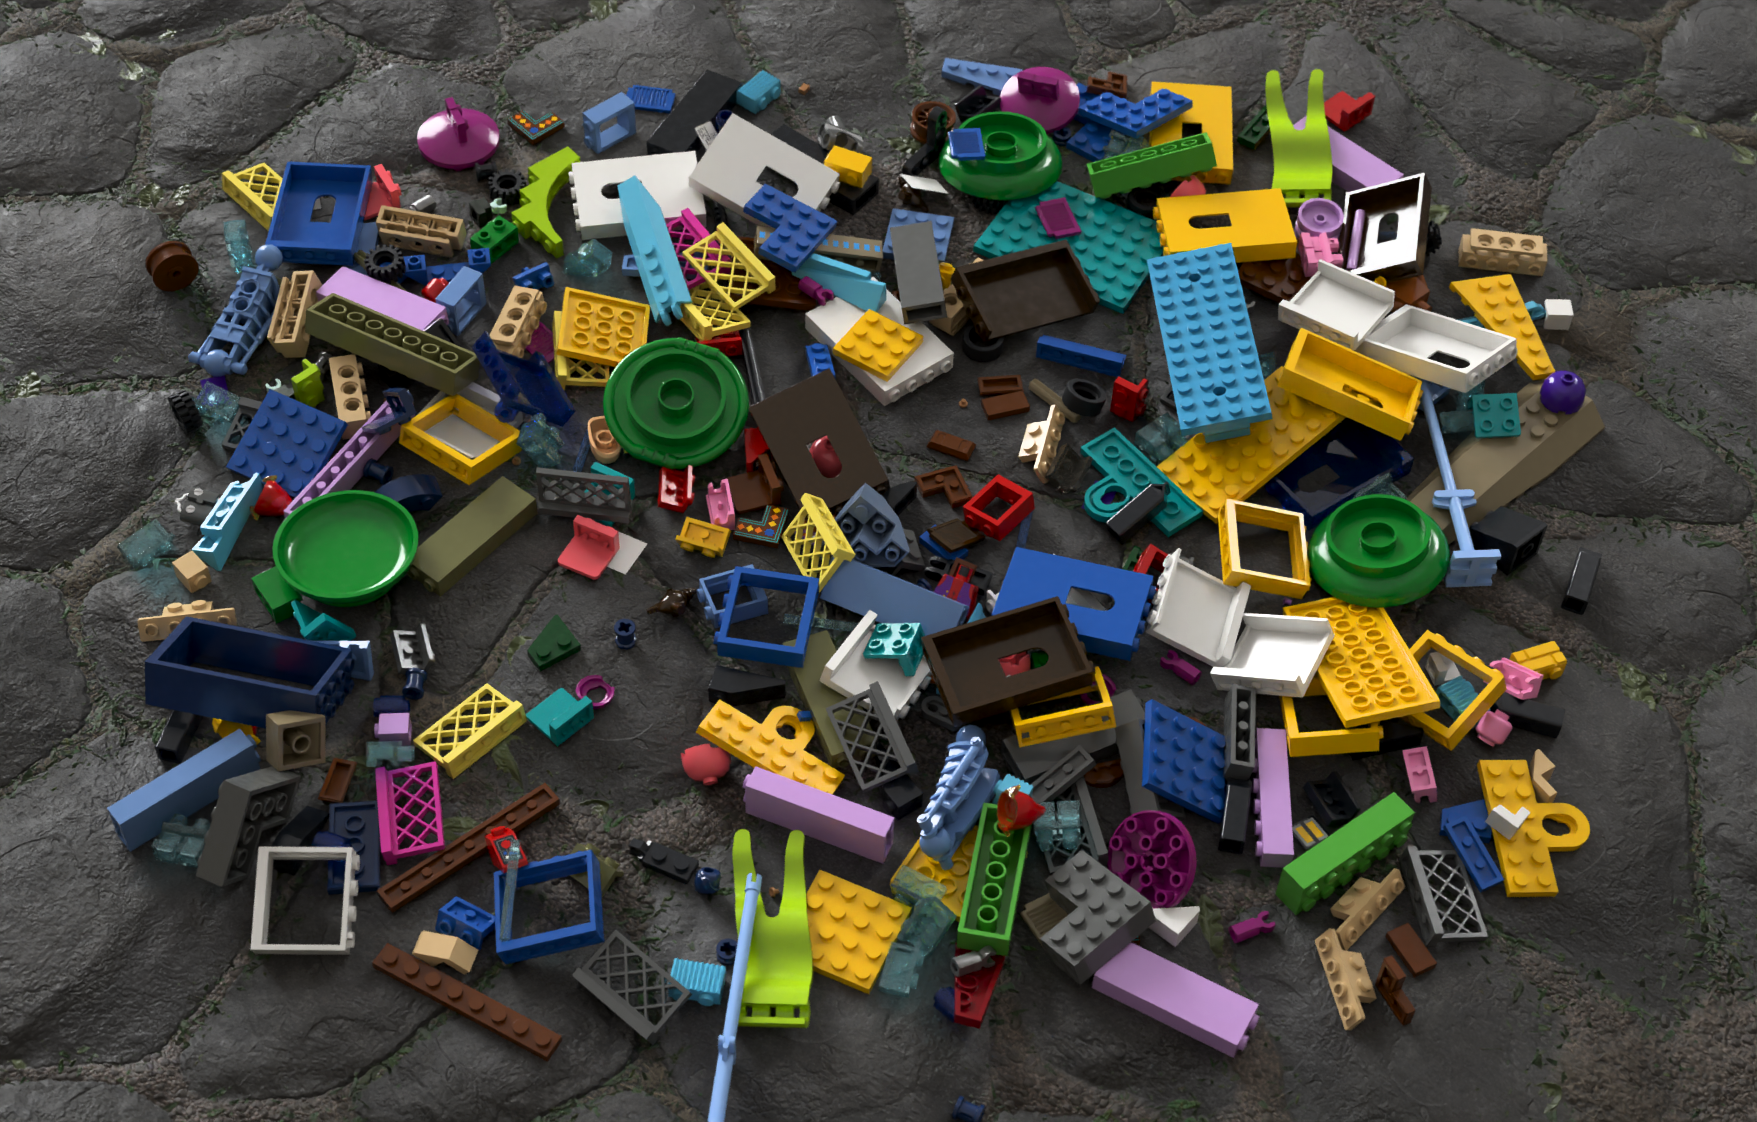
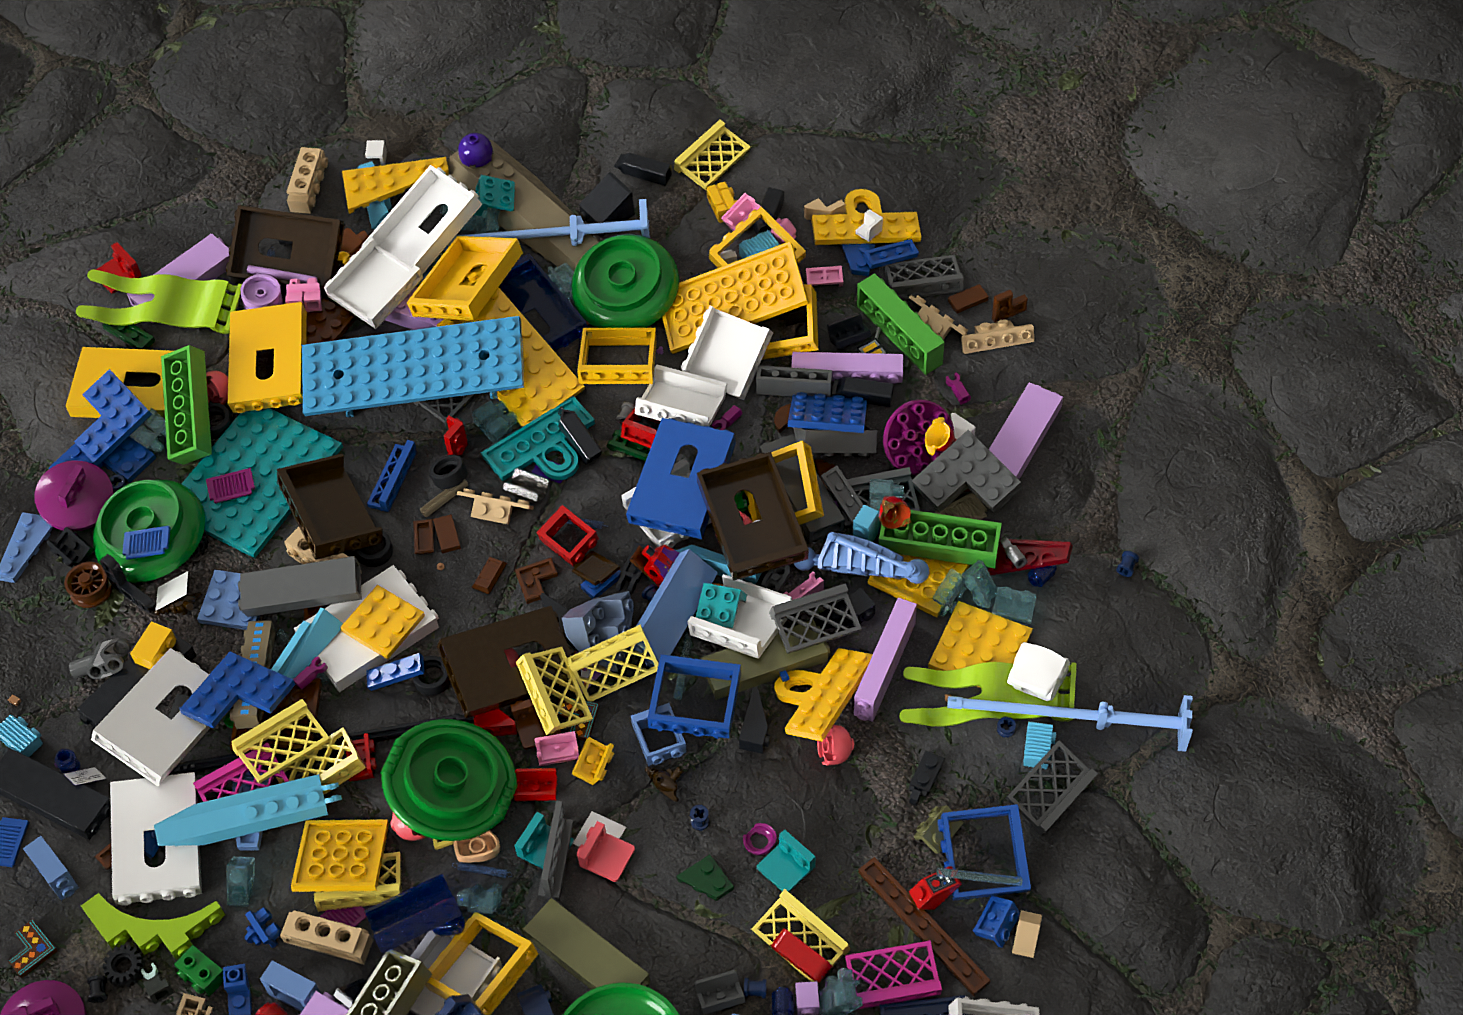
camera: 85 degrees left, 5 degrees up
(442, 721) = (801, 955): none -> red beam
(467, 1002) = (1066, 917): reddish brown plate -> none
(707, 880) = (945, 741): dark blue piece -> none
(772, 471) = (538, 690): none -> light yellow fence
(782, 968) = (1038, 671): none -> white piece
(923, 741) = (808, 587): none -> bright pink hinge
(1114, 83) = (61, 442): reddish brown tile -> none
(1144, 876) = (939, 436): none -> yellow hat
(1633, 641) = (699, 148): none -> light yellow fence

